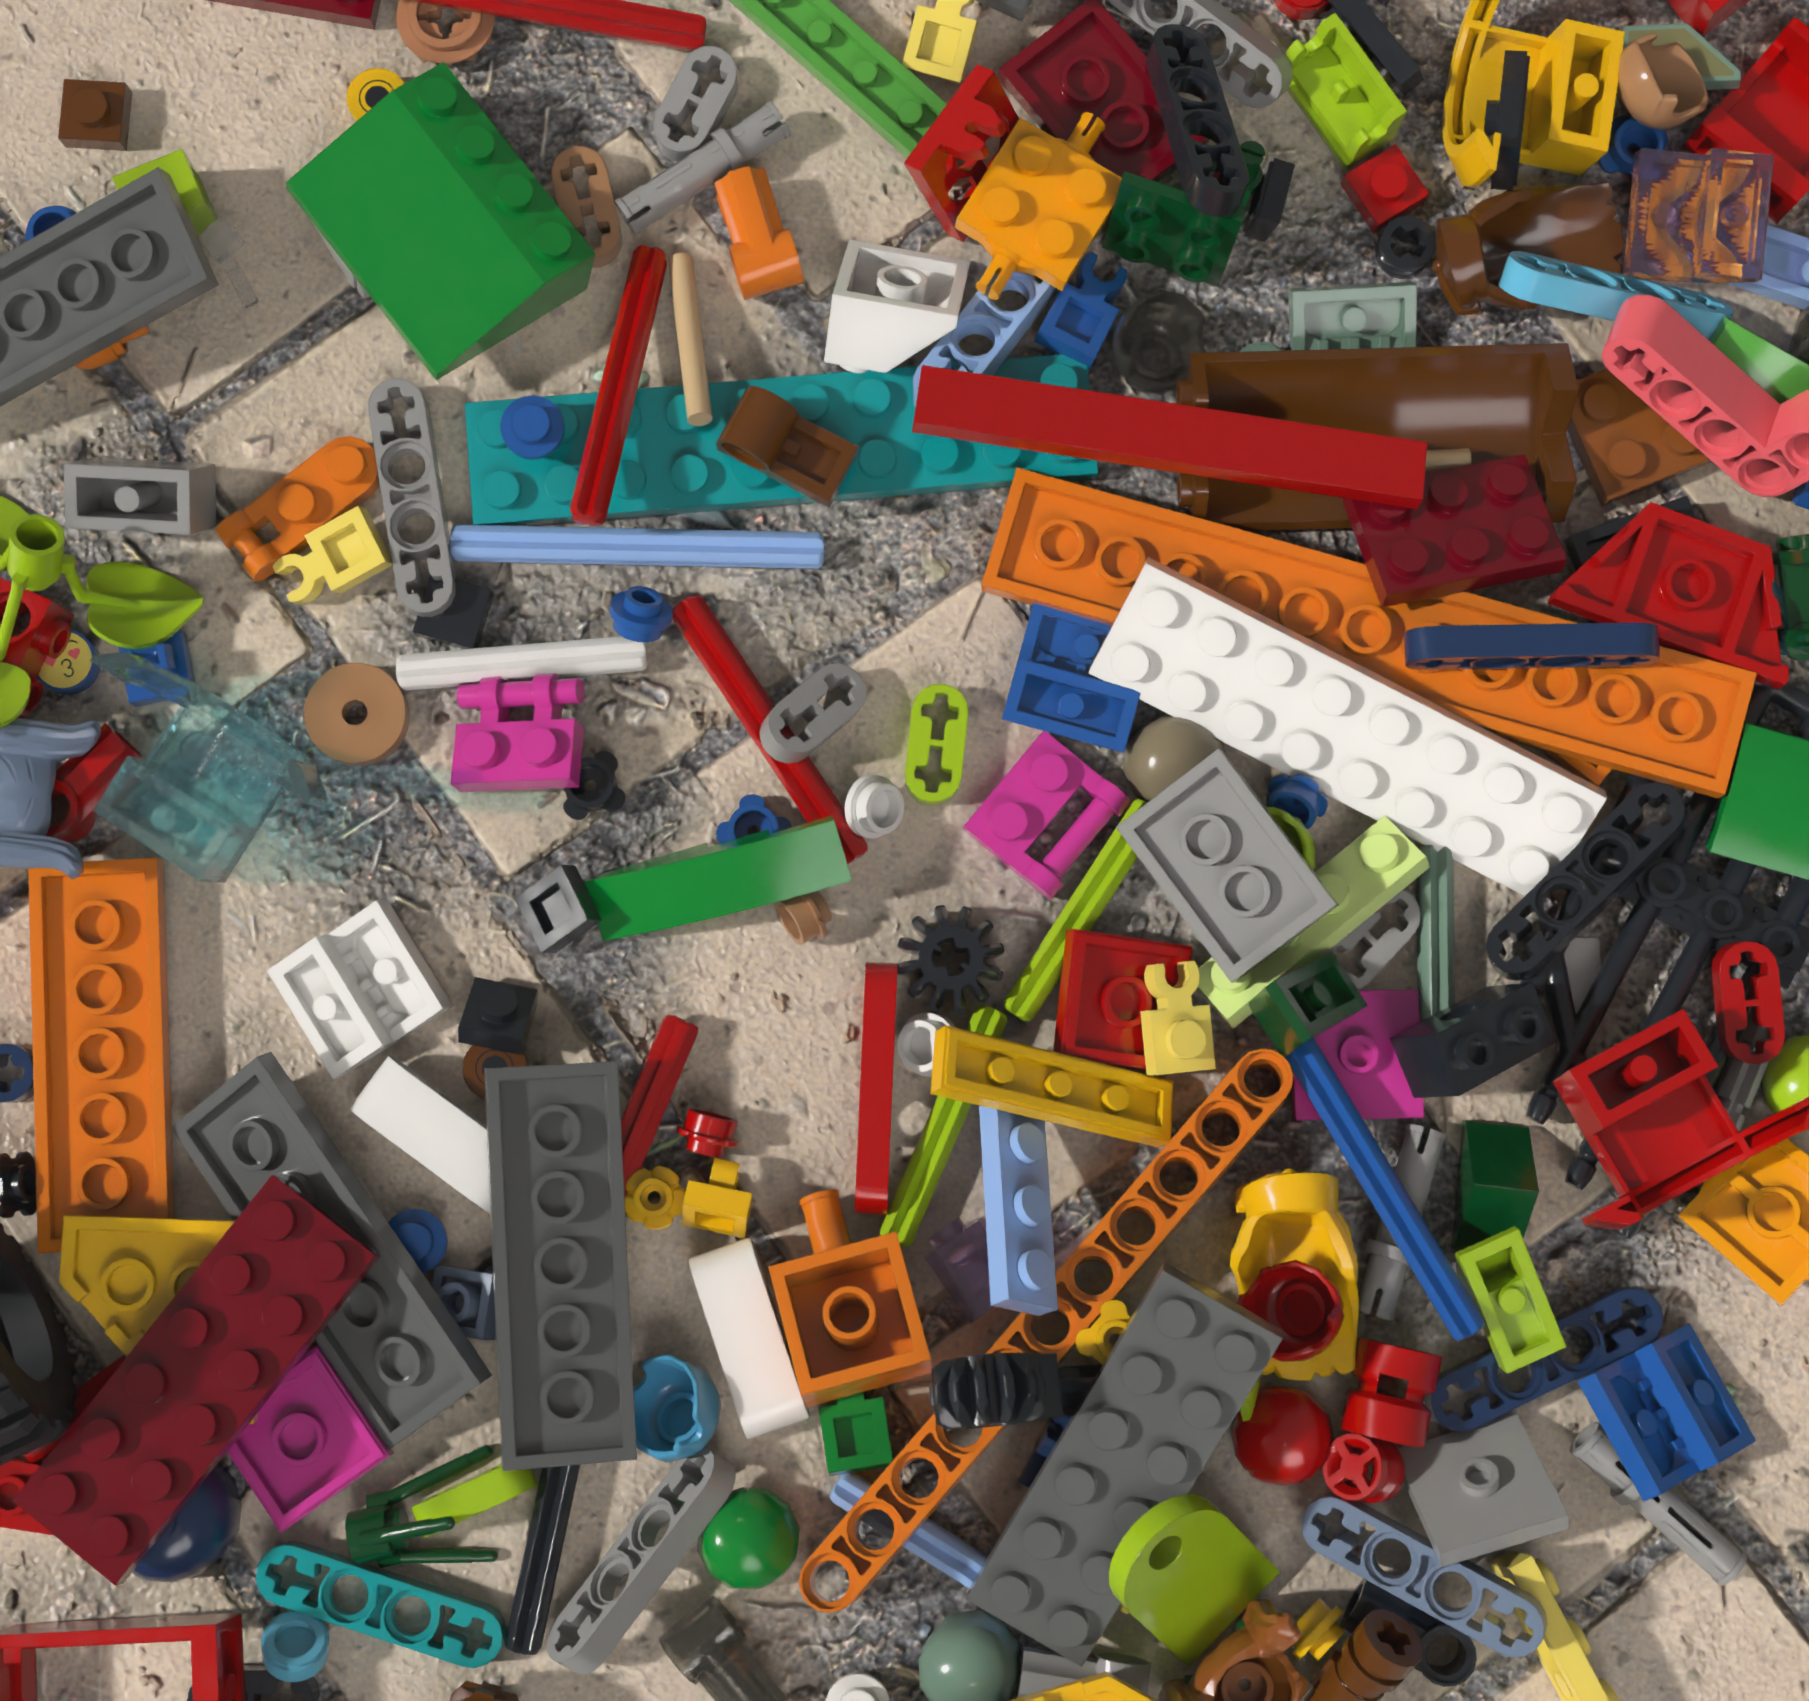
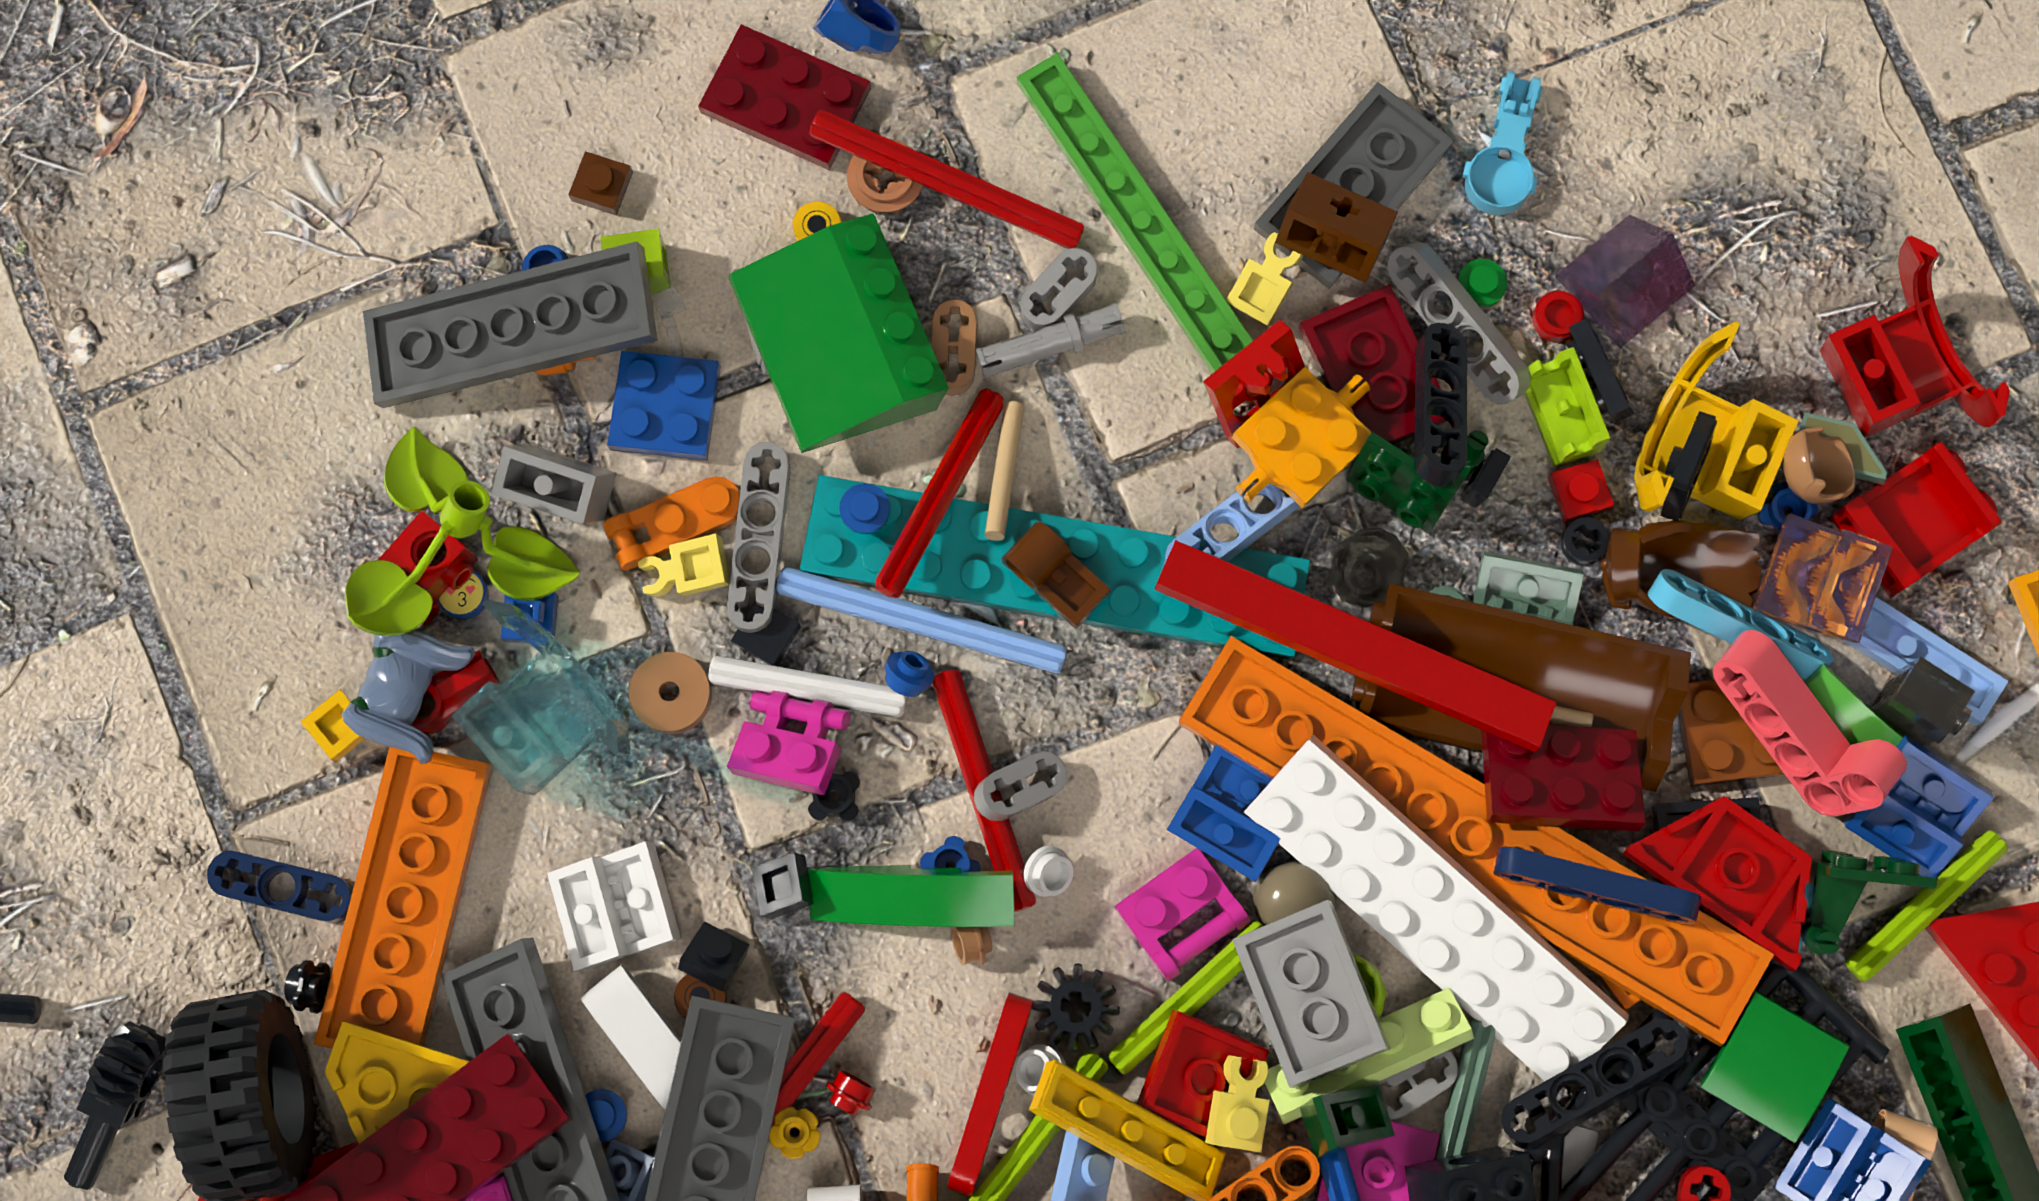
camera: 25 degrees right, 5 degrees down
(251, 368) = (664, 405): none -> blue plate
(718, 1205) = (842, 1151): yellow tile -> none
(760, 247) = (1078, 410): orange piece -> none
(891, 305) = (1167, 484): white slope -> none
(921, 743) = (1121, 841): lime beam -> none
(1082, 314) = (1314, 531): blue plate -> none
(1298, 797) = (1383, 954): blue plate -> none

